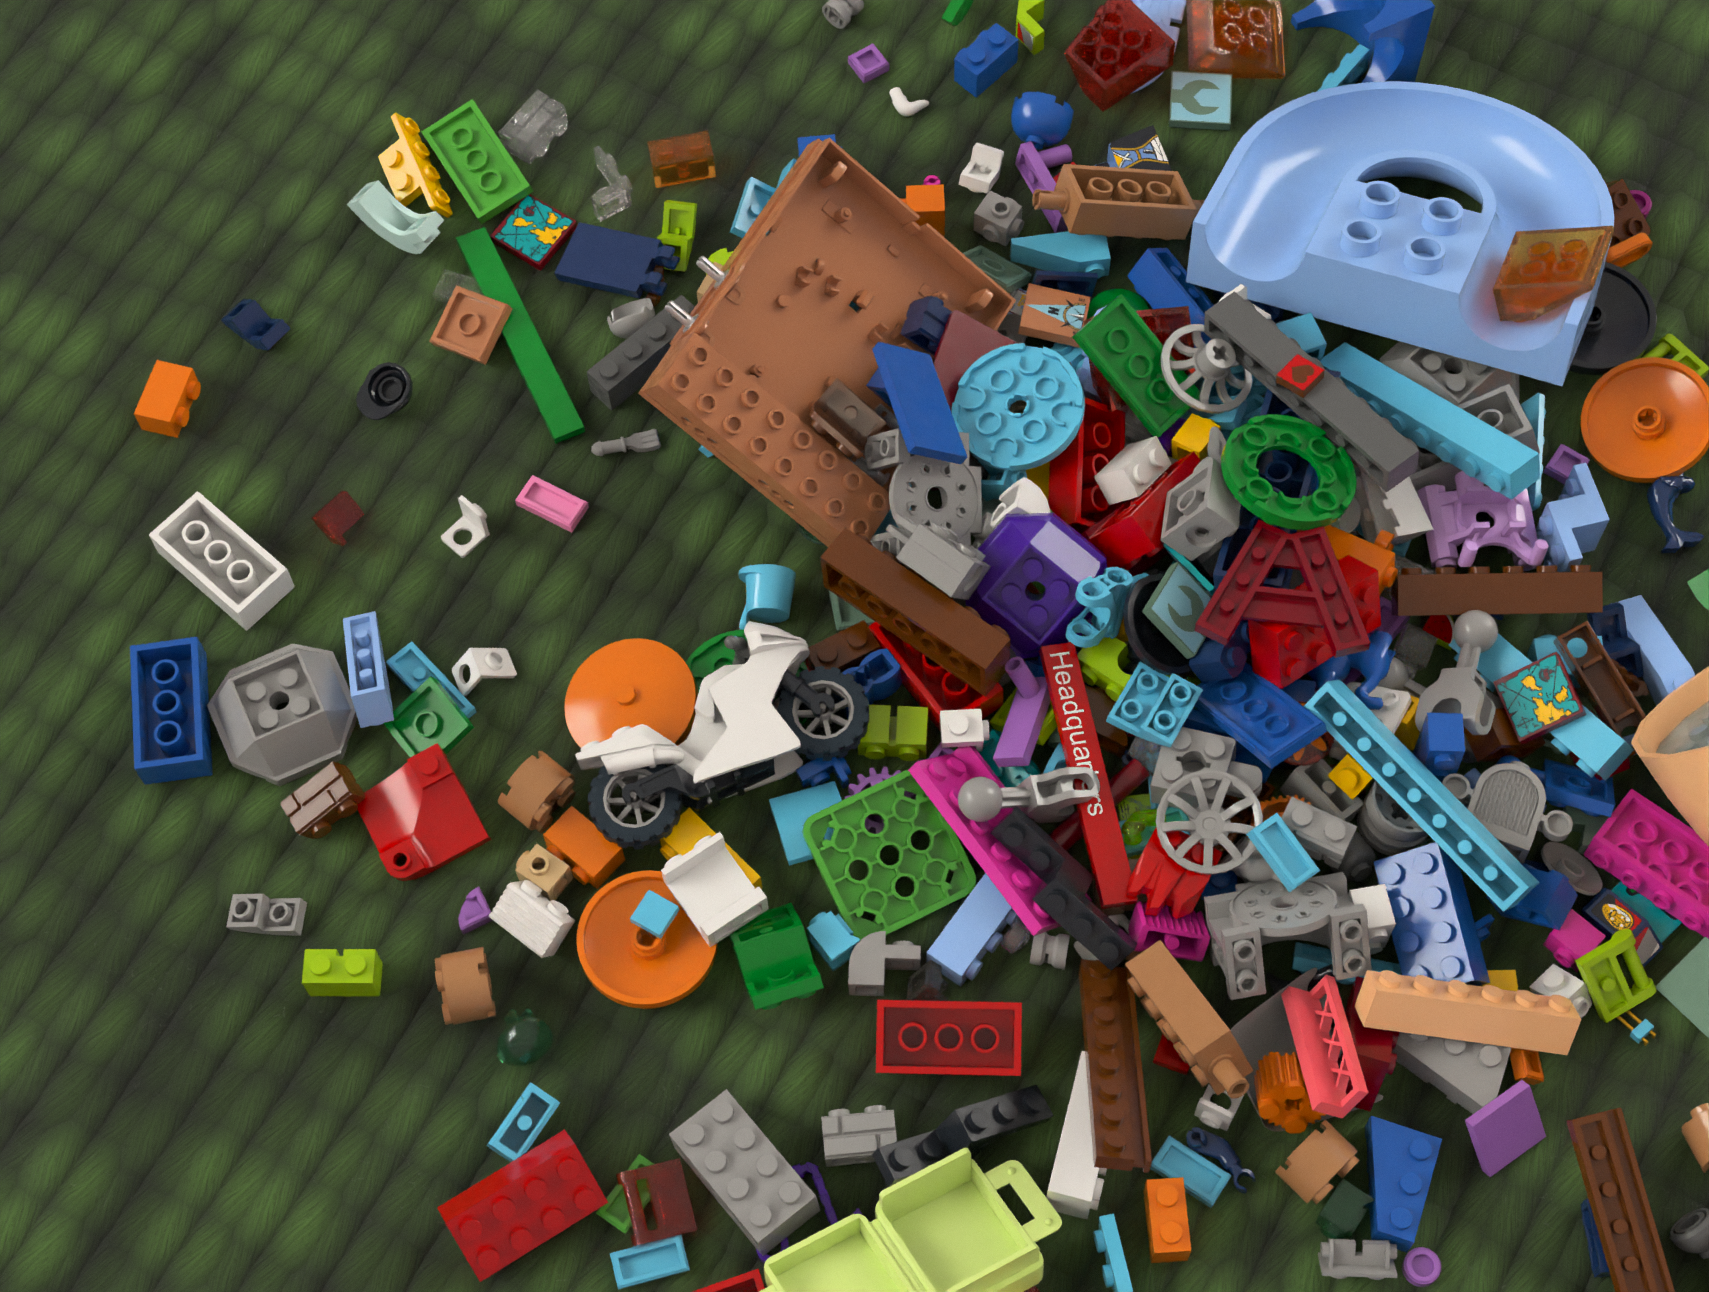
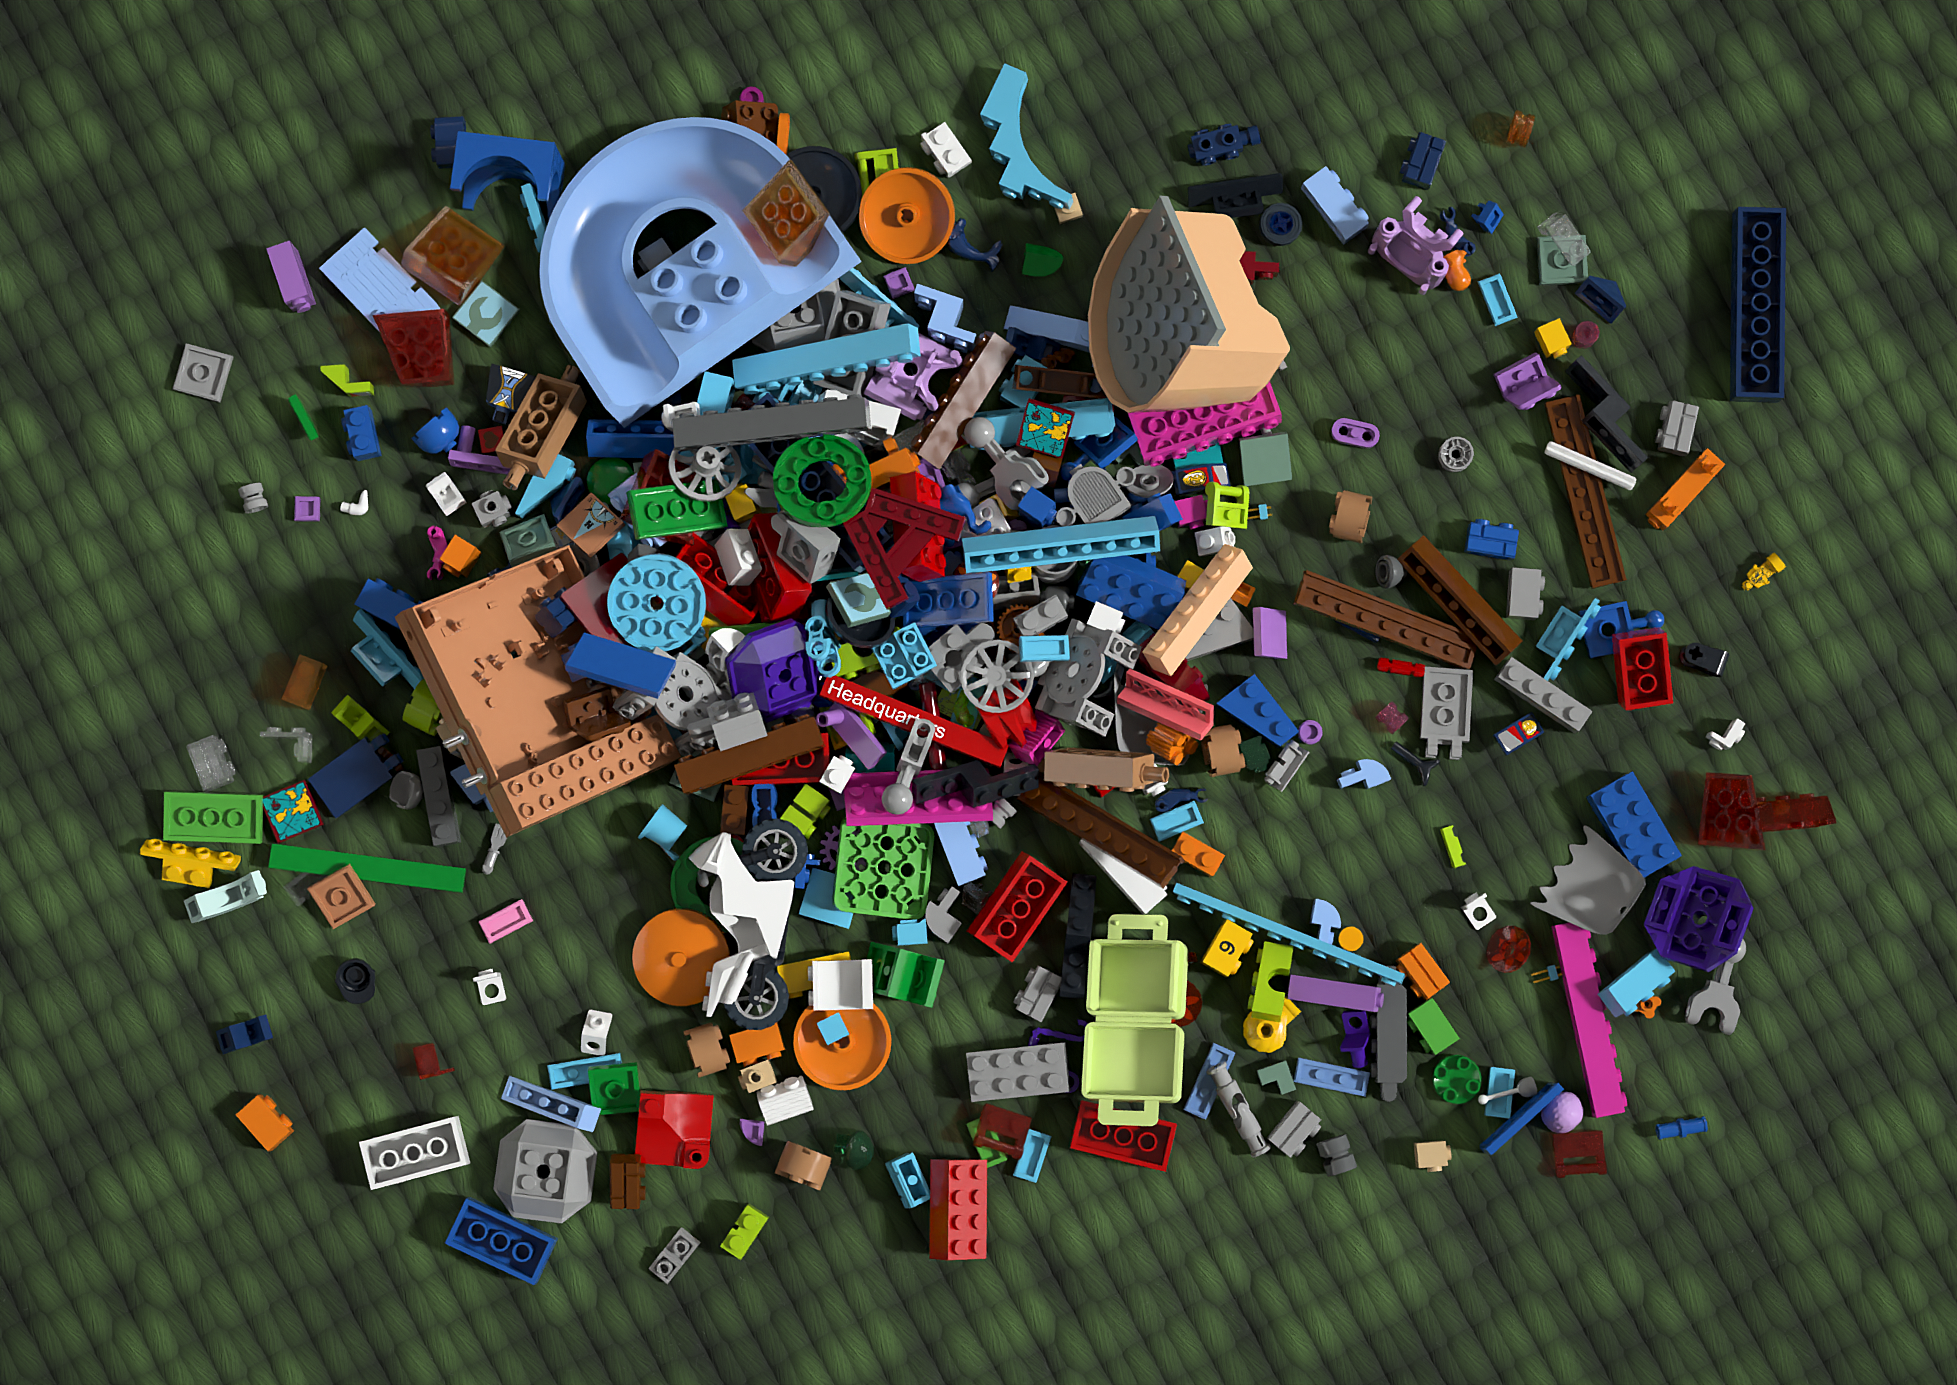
camera: 60 degrees left, 20 degrees up
(1300, 376) = (764, 427): tile -> none

